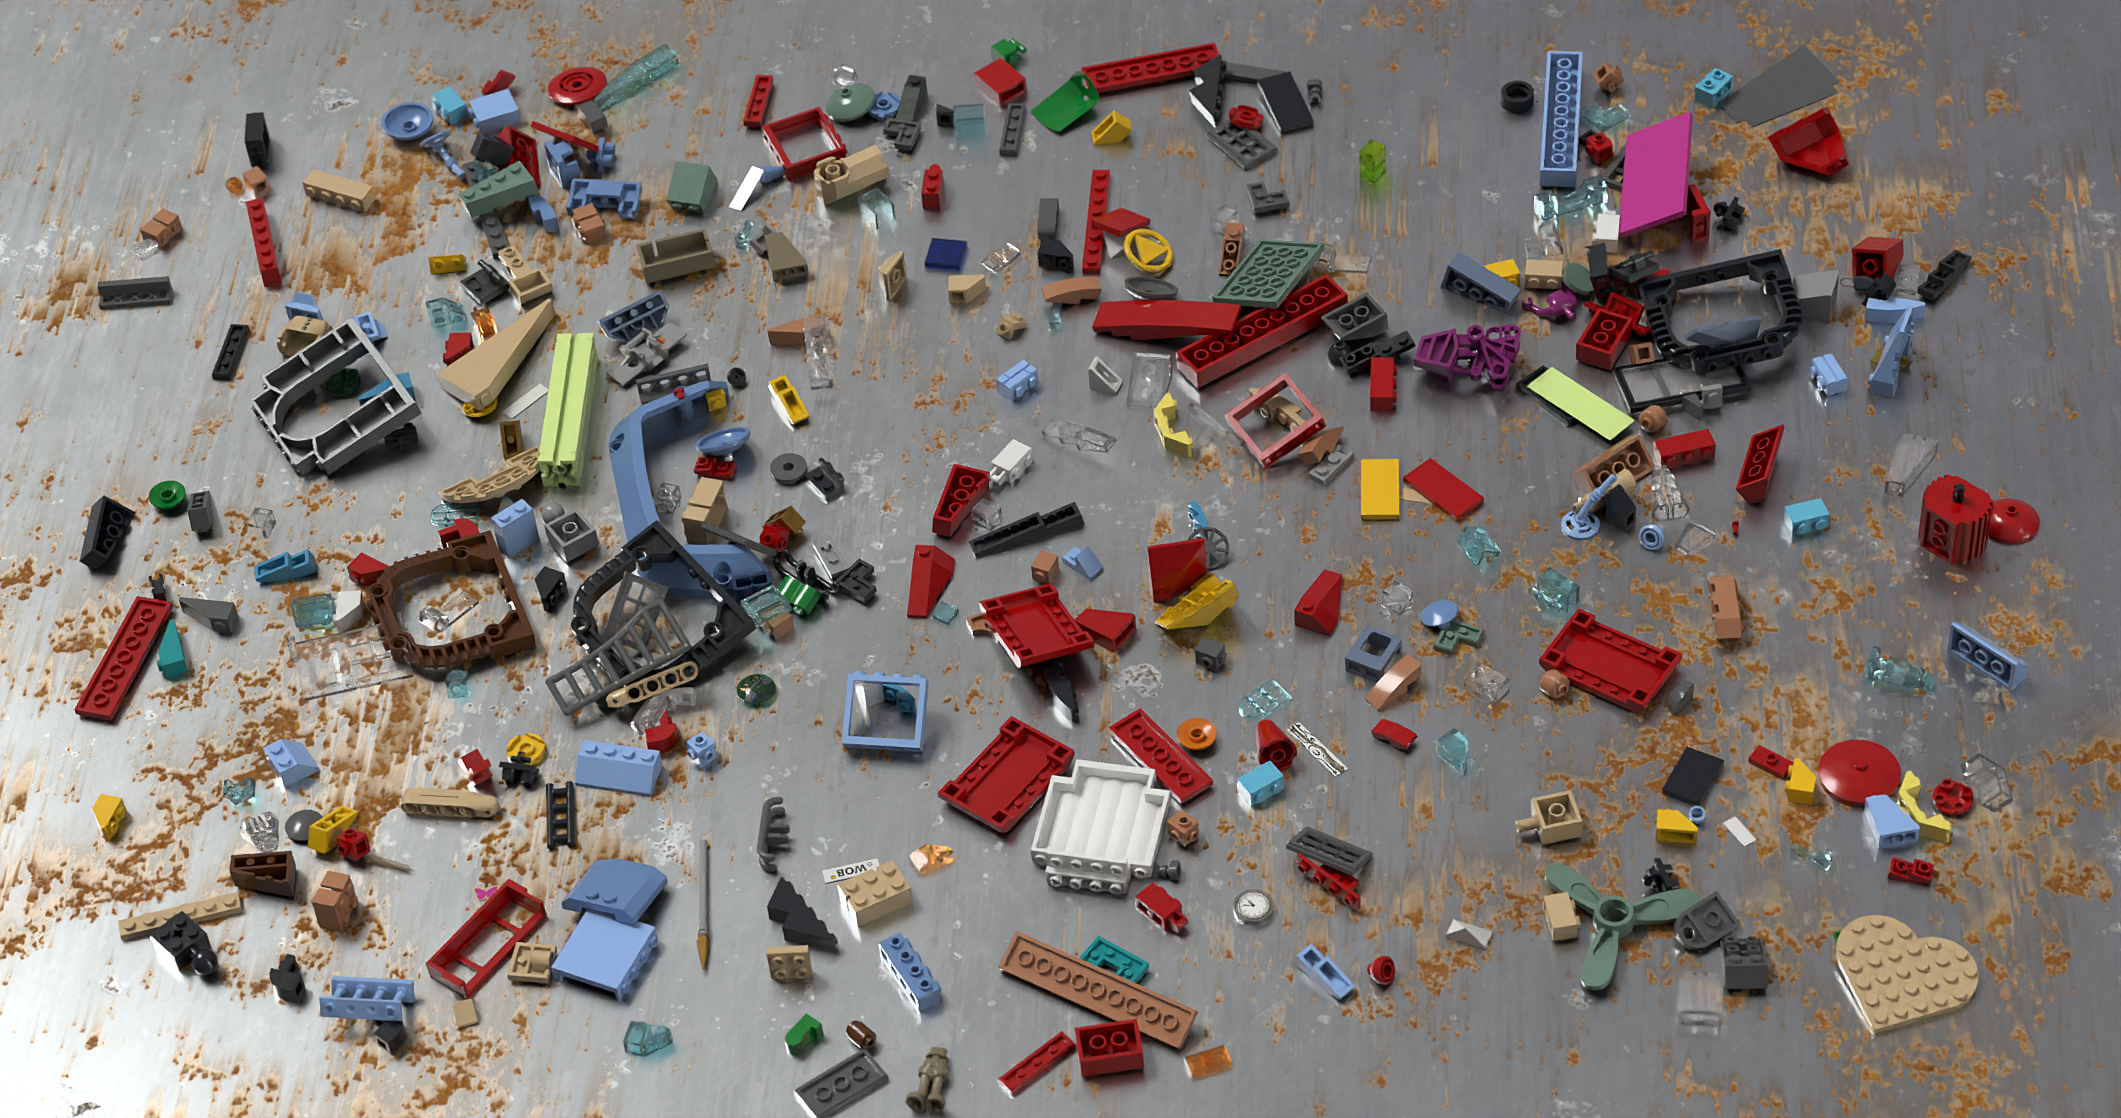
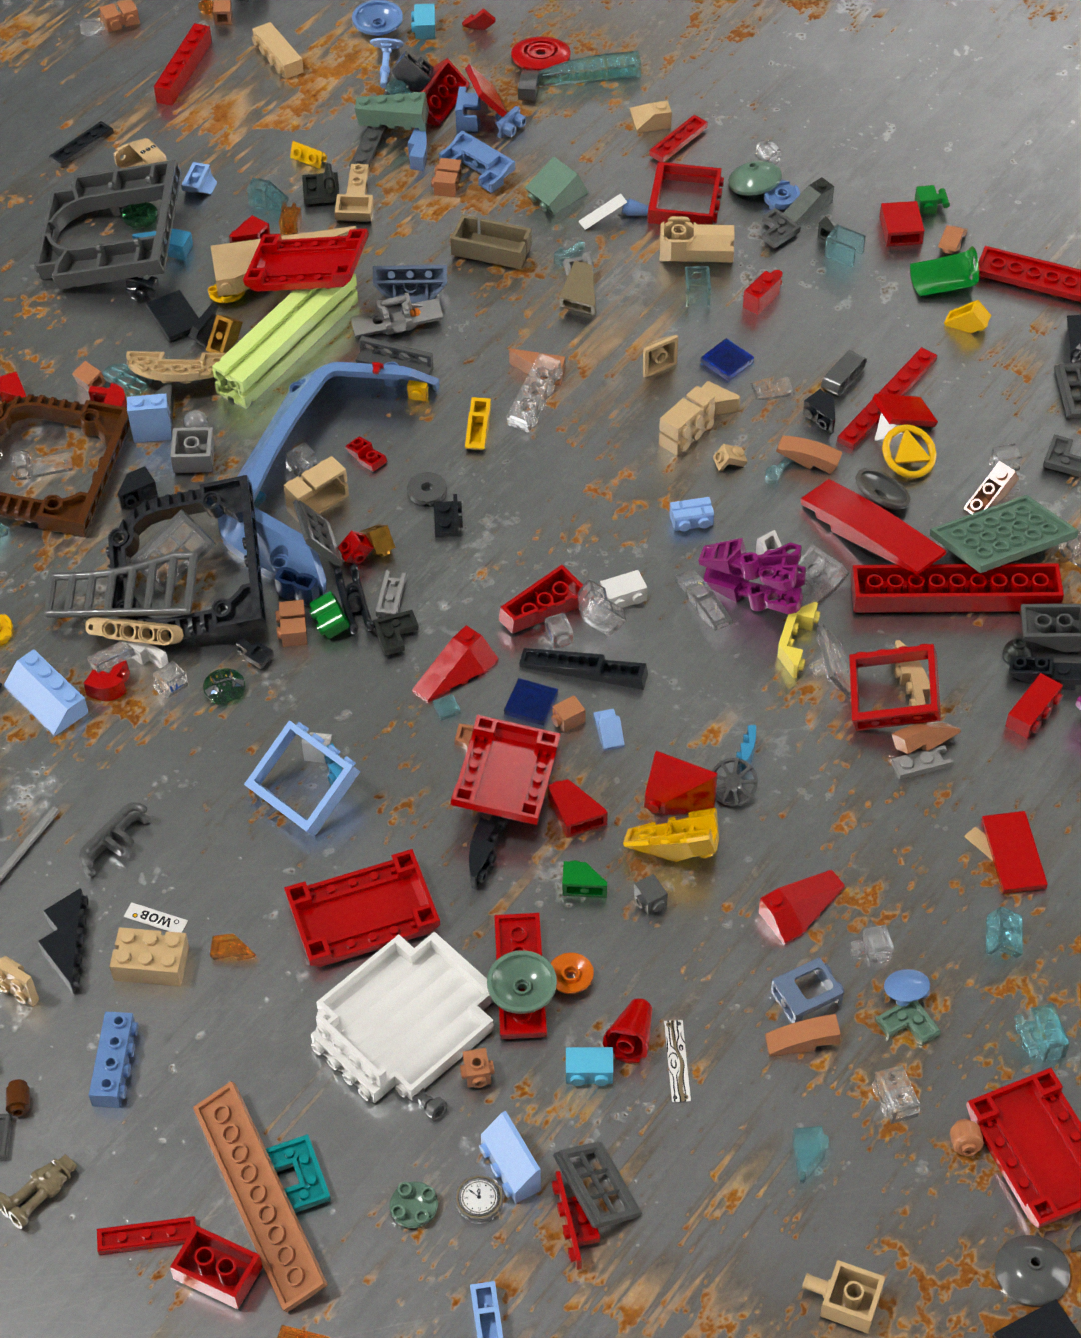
camera: 30 degrees right, 5 degrees up
(135, 290) = (57, 55): dark grey fence -> none
(303, 305) = (161, 135): light blue slope -> none
(426, 527) = (88, 375): none -> nougat brick
(451, 445) = (173, 315): none -> black tile
(490, 439) = (203, 327): none -> black panel
(494, 111) = (454, 43): light blue brick -> none
(525, 400) = (260, 309): white sticker -> none
(546, 342) = (304, 262): none -> red slope
(701, 749) = (126, 717): light blue brick -> none
(710, 706) = (169, 680): none -> clear brick
(720, 93) = (651, 116): none -> tan slope
(723, 441) = (388, 432): medium blue dish -> none
(736, 377) = (453, 378): pearl dark grey tile -> none
(761, 653) = (255, 654): none -> black plate
(764, 600) = (288, 604): clear light blue plate -> none
(958, 313) = (687, 421): none -> tan piece
(1007, 575) = (531, 701): none -> clear blue tile
(1009, 481) = (598, 610): none -> clear brick
(1012, 129) = (880, 273): dark grey tile -> none
(1050, 75) = (952, 238): none -> nougat slope
(1127, 382) = (731, 569): none -> magenta piece
(1153, 671) = (582, 880): none -> green slope
(1161, 908) = (389, 1142): red brick -> none
(1171, 746) = (520, 971): none -> sand green dish
(1211, 936) = (413, 1204): none -> sand green dish
(1253, 702) = (672, 980): clear light blue window -> none
(1257, 866) = (510, 1159): none -> light blue slope
(1379, 489) = (950, 815): yellow tile -> none
(1396, 734) = (763, 1092): red slope -> none
(1657, 740) = (1028, 1283): none -> dark grey dish

